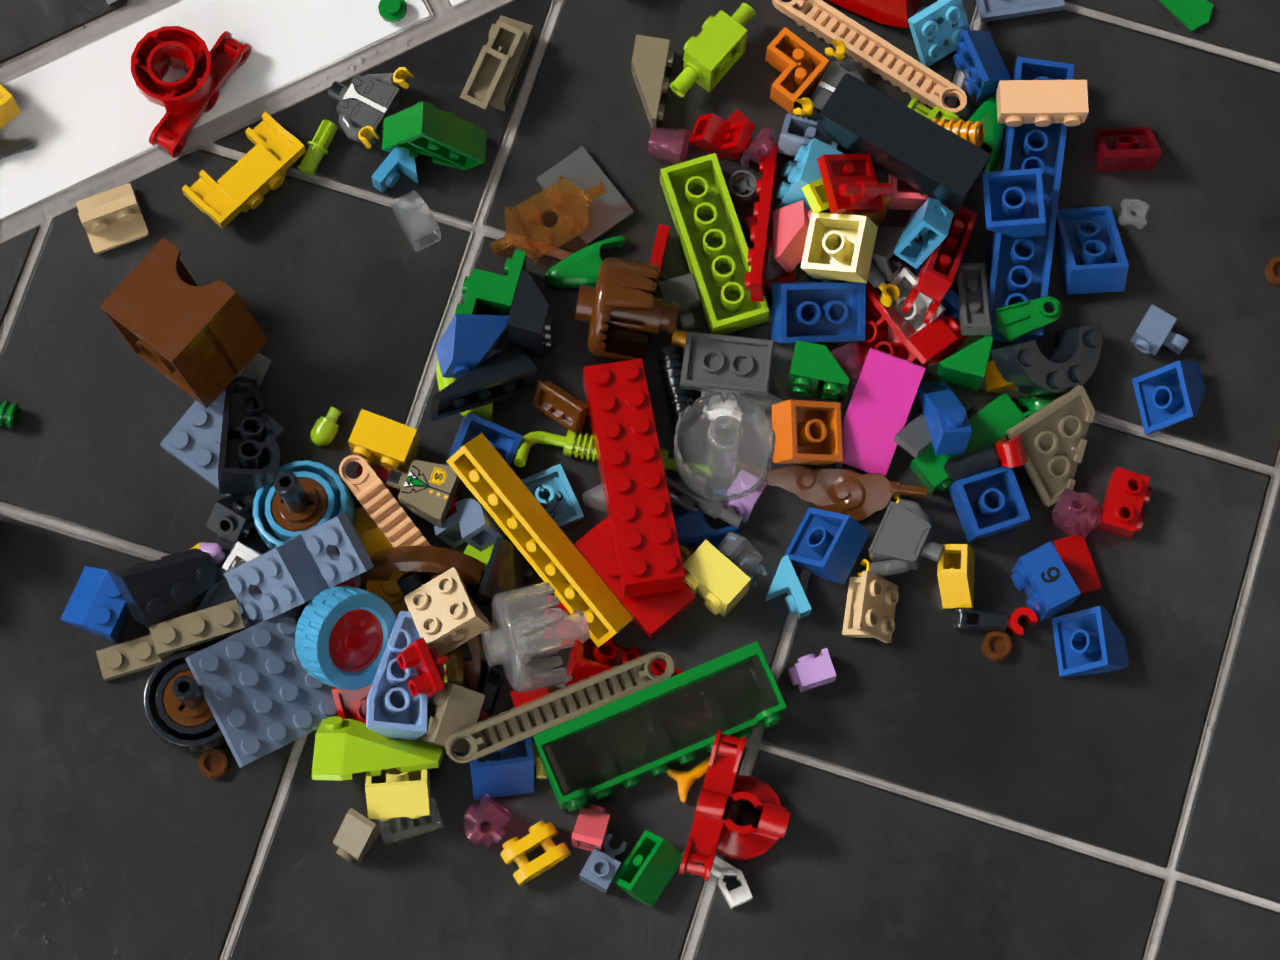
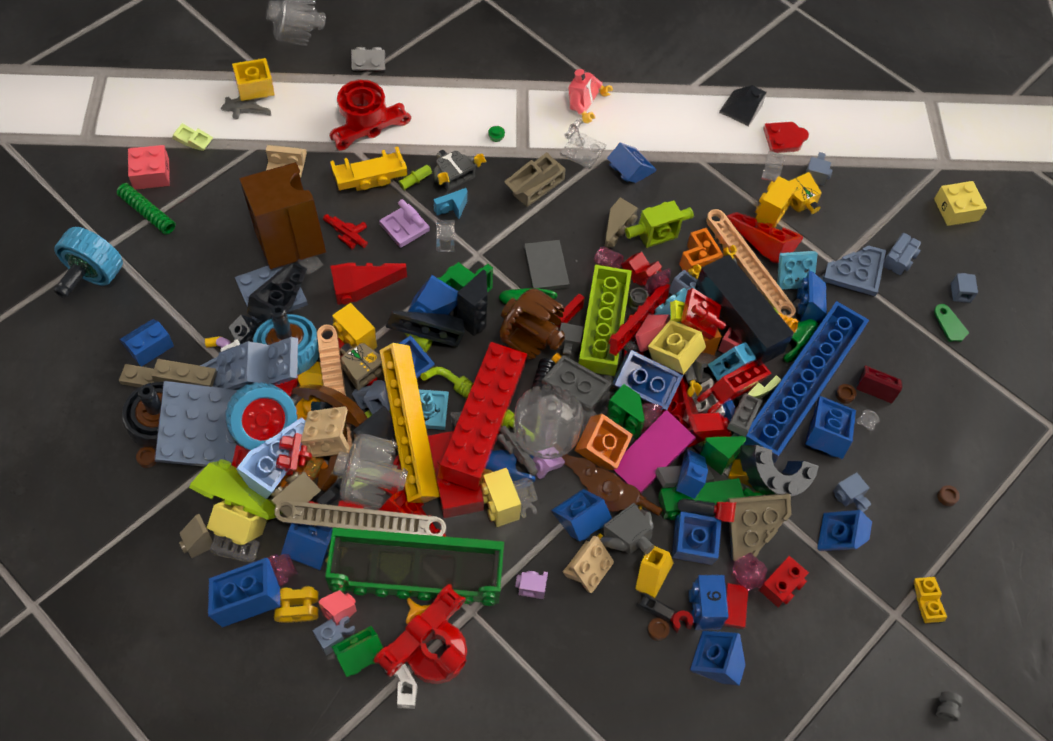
camera: 25 degrees right, 15 degrees down
(165, 584) = (183, 342): black wedge -> none
(272, 284) = (348, 230): none -> red piece
(325, 428) = (325, 313): lime cylinder -> none
(336, 369) = (358, 282): none -> red wedge
(349, 236) = (404, 224): none -> lavender plate
(435, 134) = (481, 193): green wedge -> none
(464, 873) = (243, 593): none -> blue slope
(526, 220) = (532, 258): clear orange plate -> none
(560, 406) = (467, 360): reddish brown plate -> none
(787, 582) = (543, 524): medium azure slope -> none
(975, 245) = (760, 391): none -> yellowish green slope
(1015, 202) = (797, 371): blue slope -> none
(1026, 317) = (773, 439): green piece -> none
(1042, 102) = (840, 327): light nougat brick -> none
(1087, 187) = (845, 393): none -> reddish brown tile

